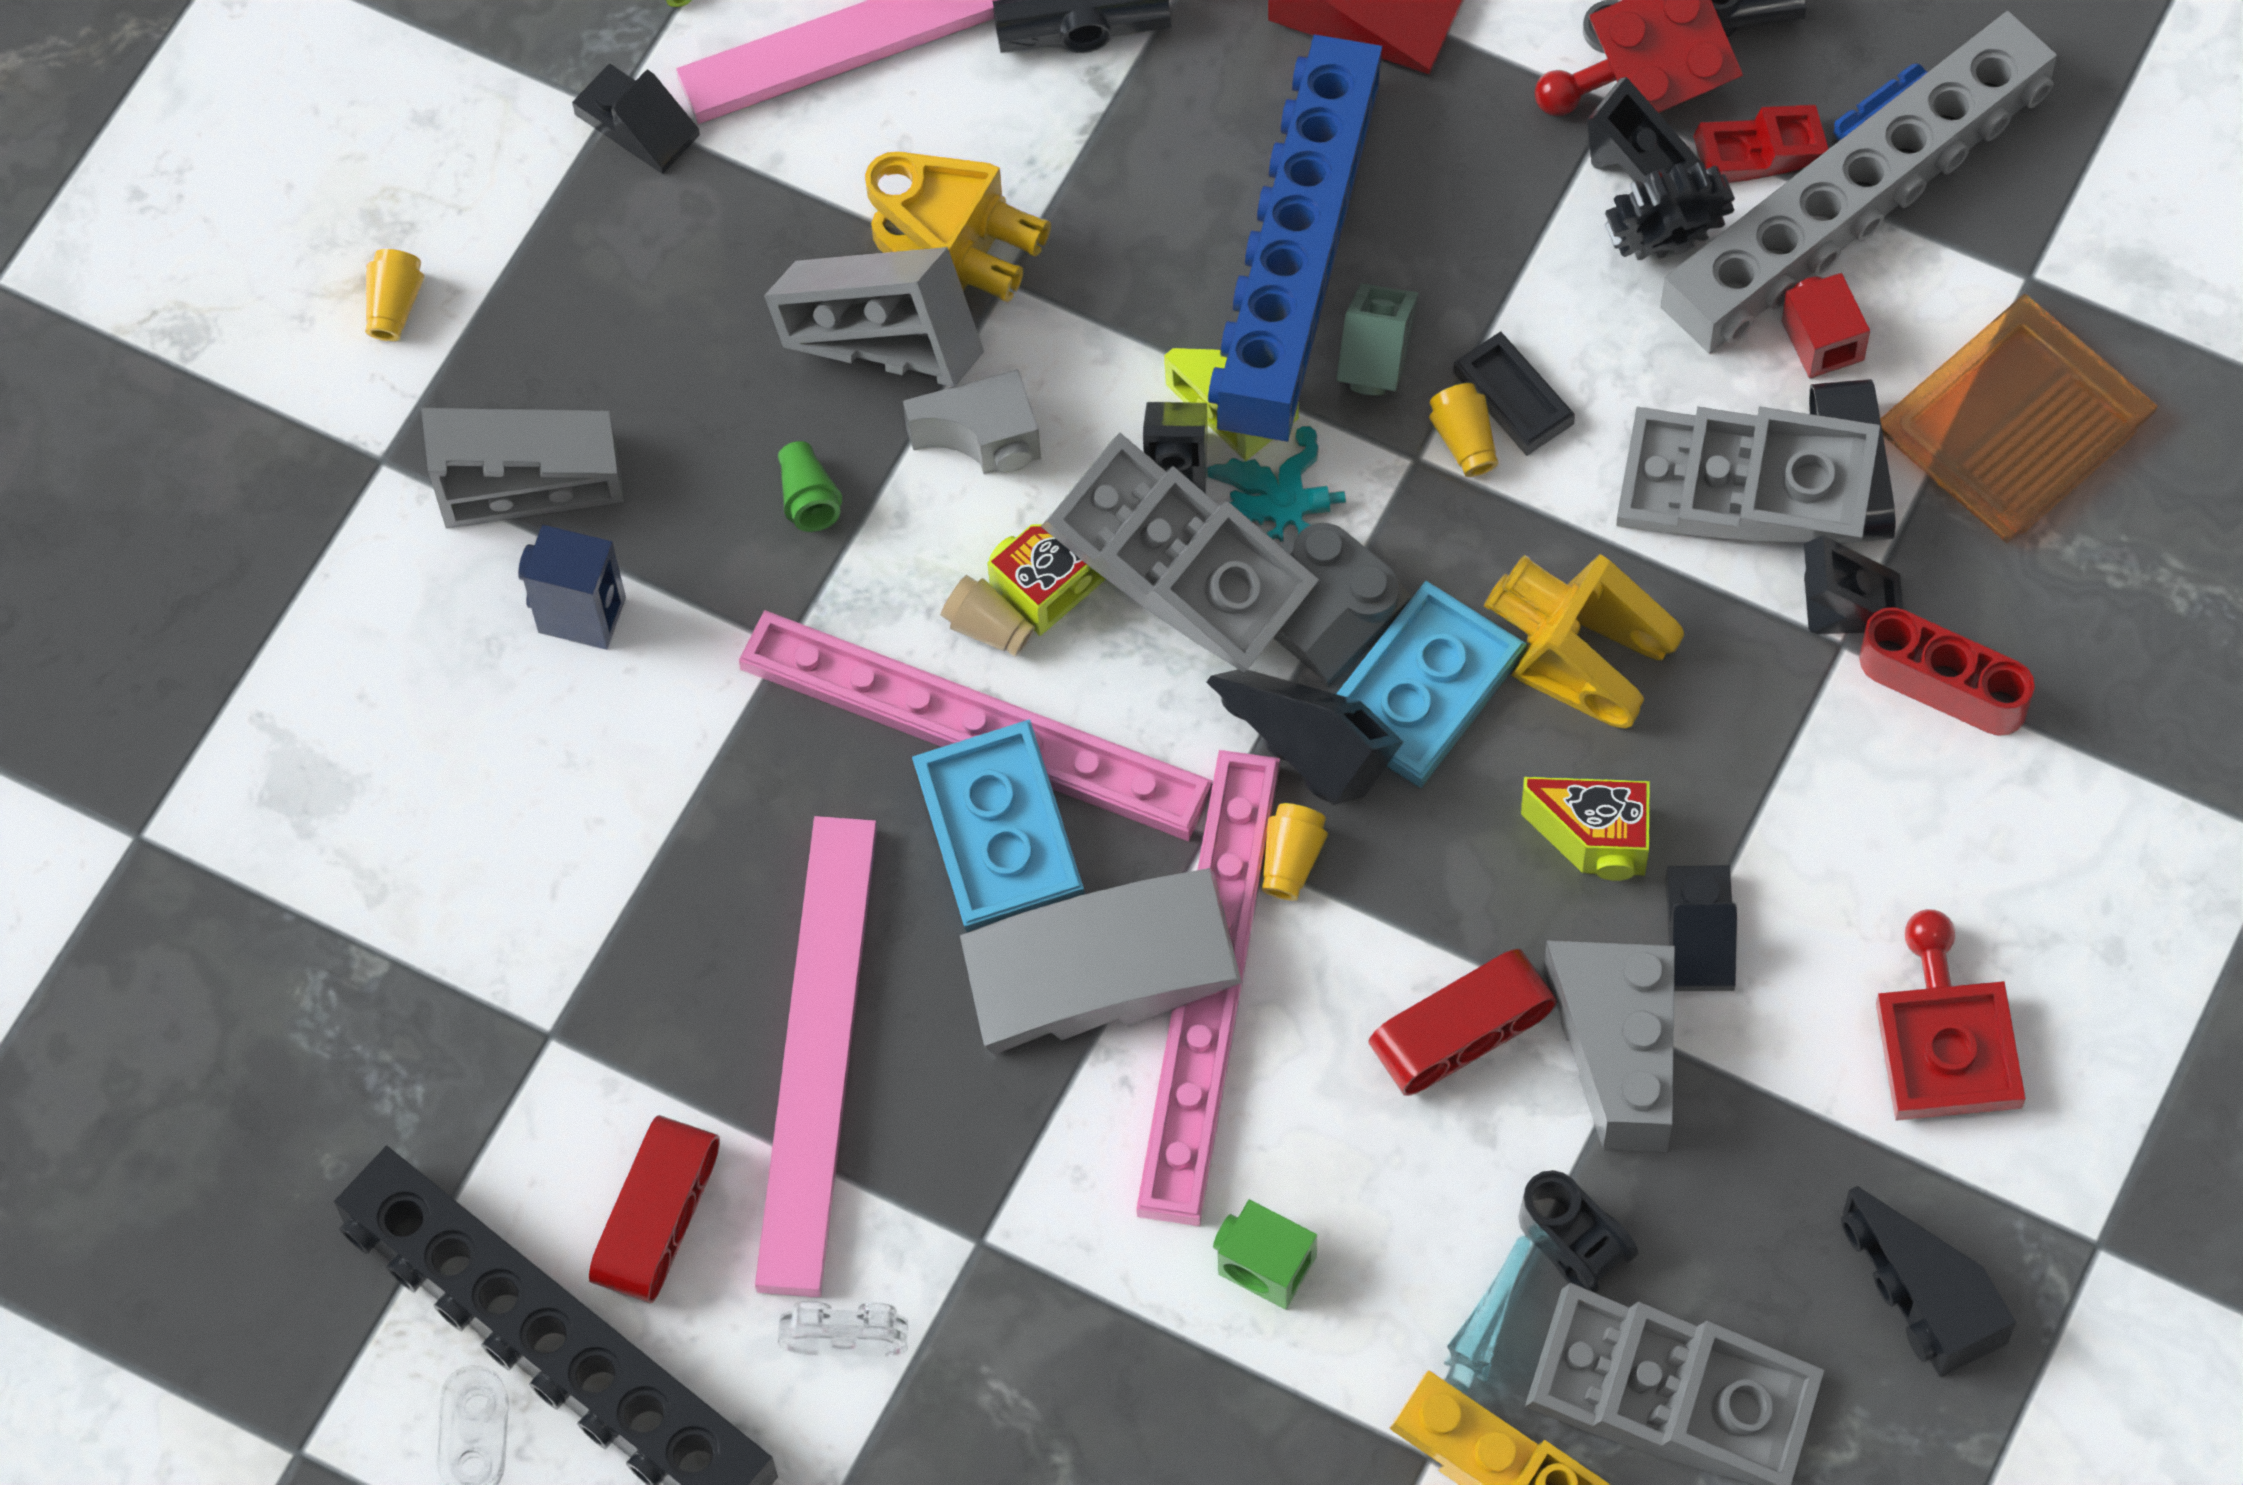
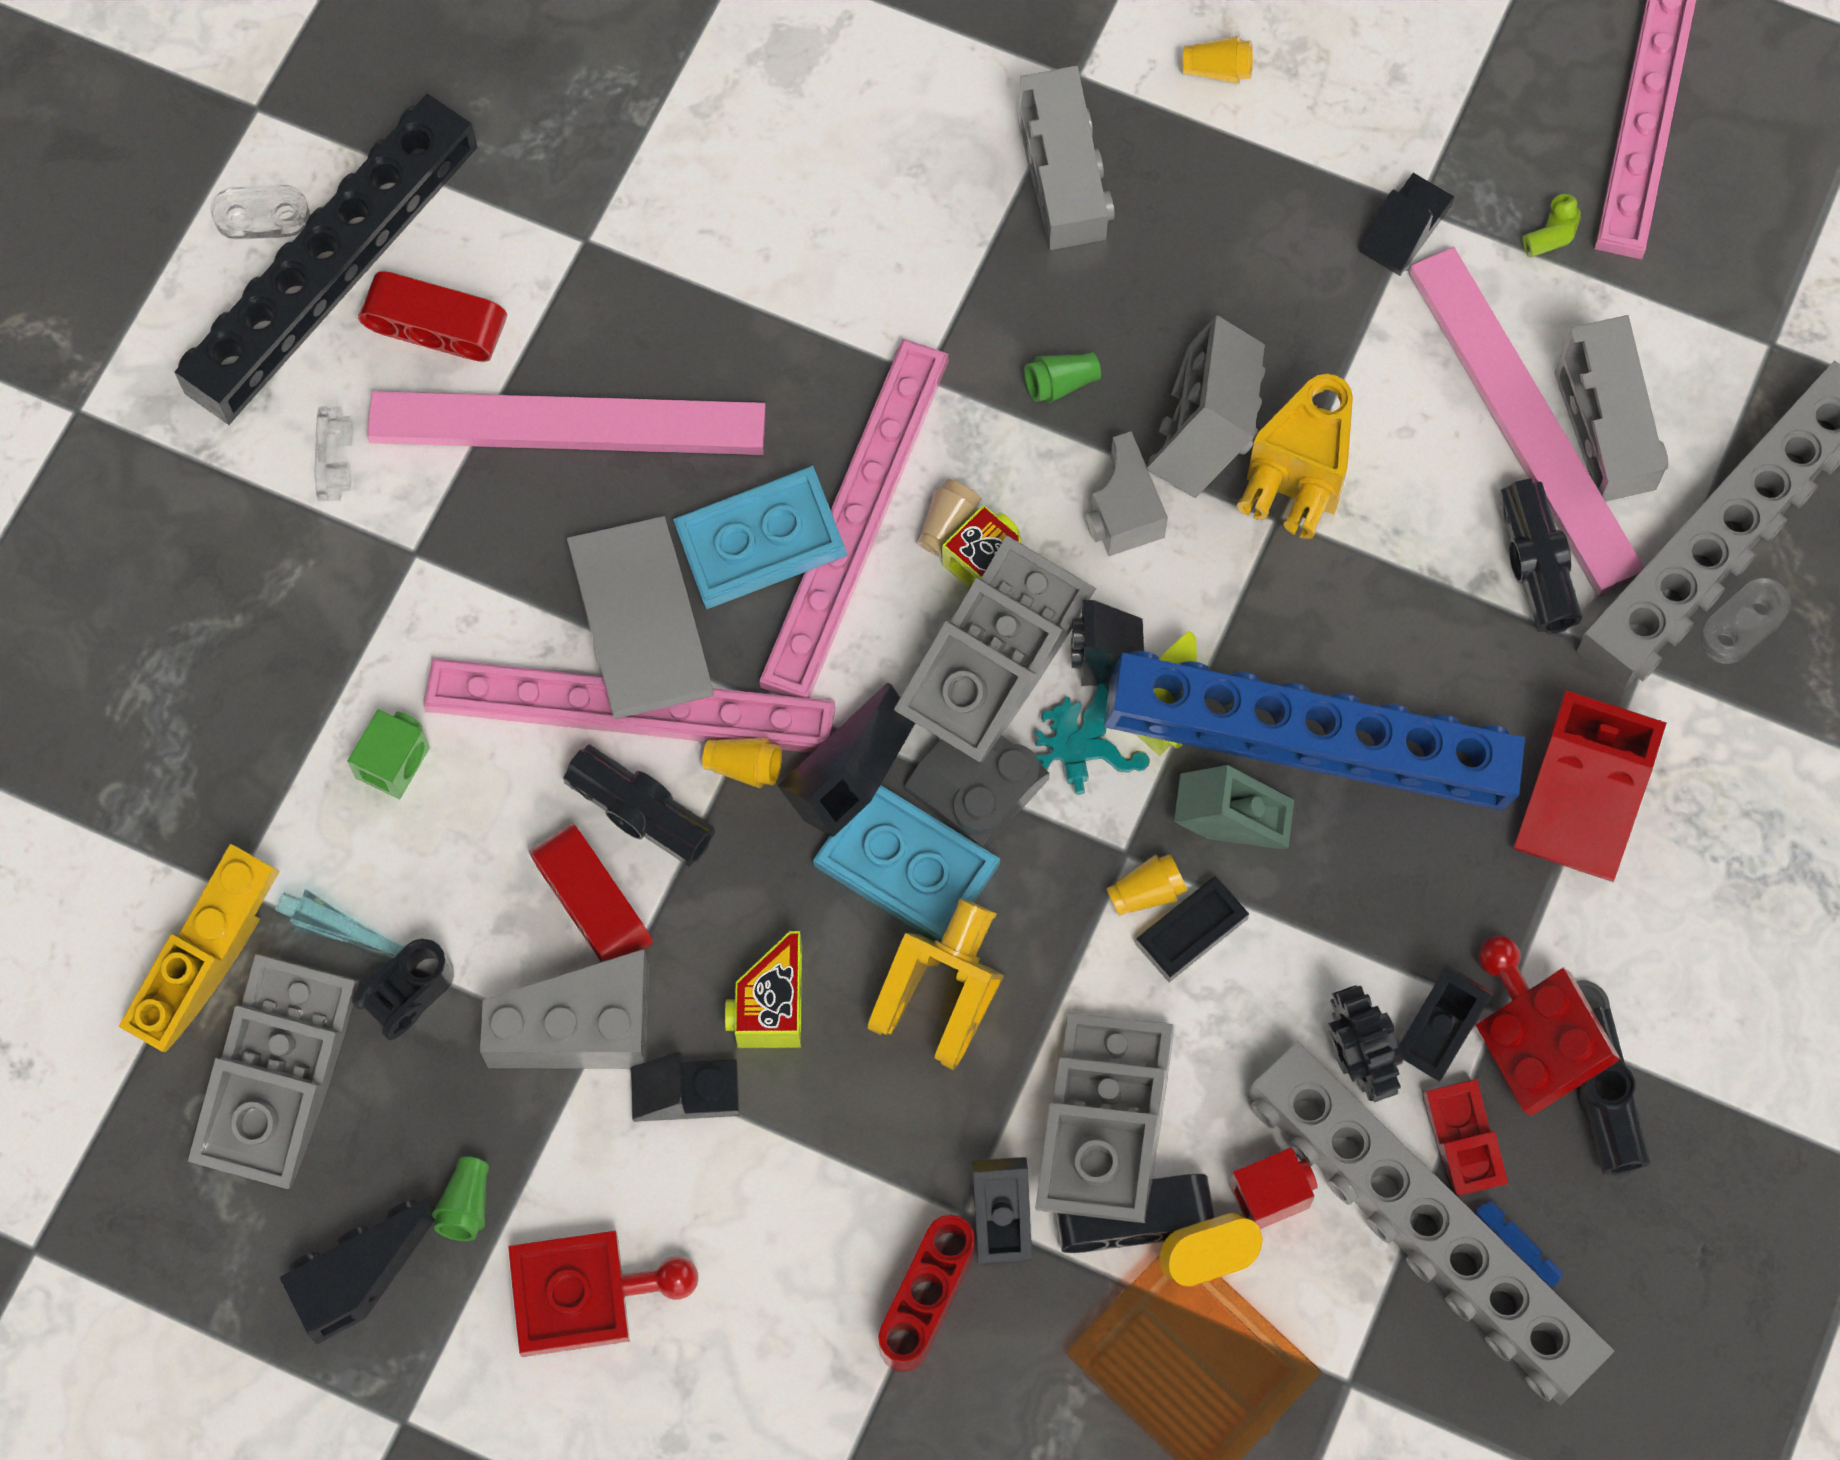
camera: 85 degrees right, 5 degrees up
(573, 586) = (946, 204): dark blue brick -> none
(1345, 967) = (639, 805): none -> black piece
(1839, 1165) = (463, 1202): none -> bright green cone
(1899, 380) = (1210, 1249): none -> yellow tile

